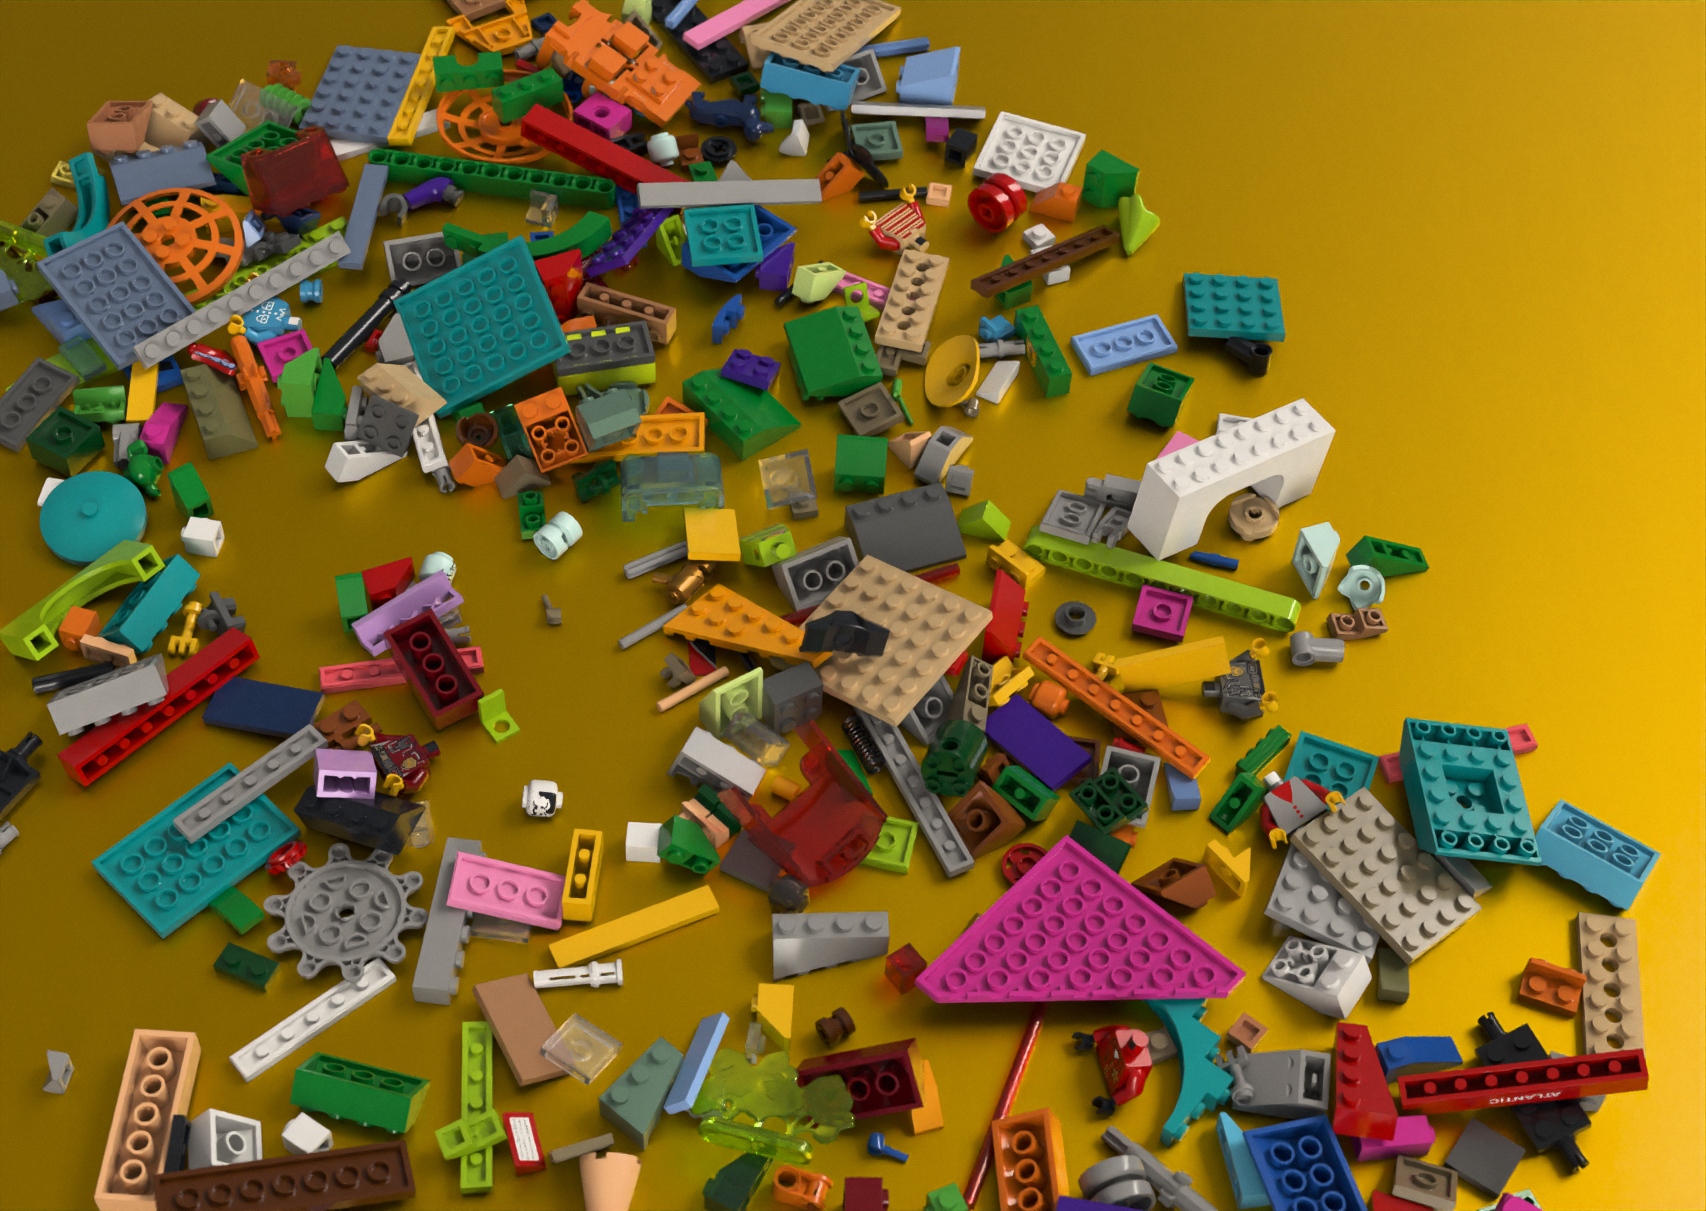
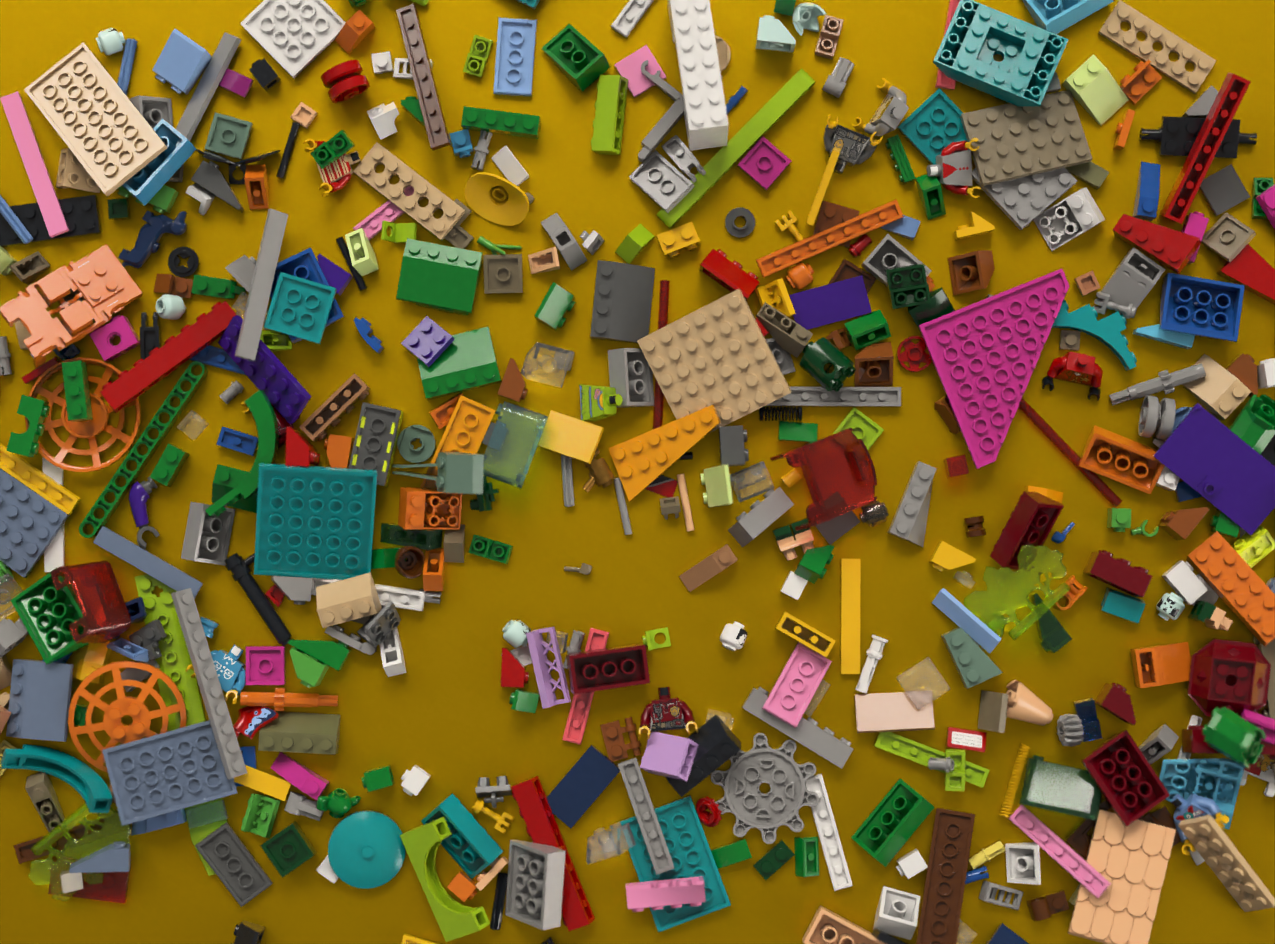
camera: 55 degrees left, 35 degrees up
(151, 841) = (664, 893): none -> bright pink wedge
(197, 755) = (609, 842): none -> clear slope
(268, 1007) = (806, 856): none -> green slope
(473, 1111) = (941, 764): none -> light grey pin
(485, 202) = (169, 465): none -> green brick
(557, 535) = (522, 540): light aqua wheel -> none
(624, 741) = (708, 568): none -> medium nougat slope
(743, 464) = (513, 384): none -> dark orange slope
(820, 146) = (215, 182): none -> dark grey slope
(845, 632) = (713, 397): black piece -> none
(912, 212) = (332, 149): none -> green slope
(915, 24) = (110, 41): none -> light aqua head
(976, 251) = (383, 119): none -> white brick
(1098, 313) = (478, 55): none -> lime slope
(1117, 441) = (609, 114): none -> lime brick
(1311, 710) = (888, 114): none -> light grey torso
(1476, 992) = (1123, 129): none -> orange plate
(1503, 936) = (1096, 90): none -> yellowish green slope

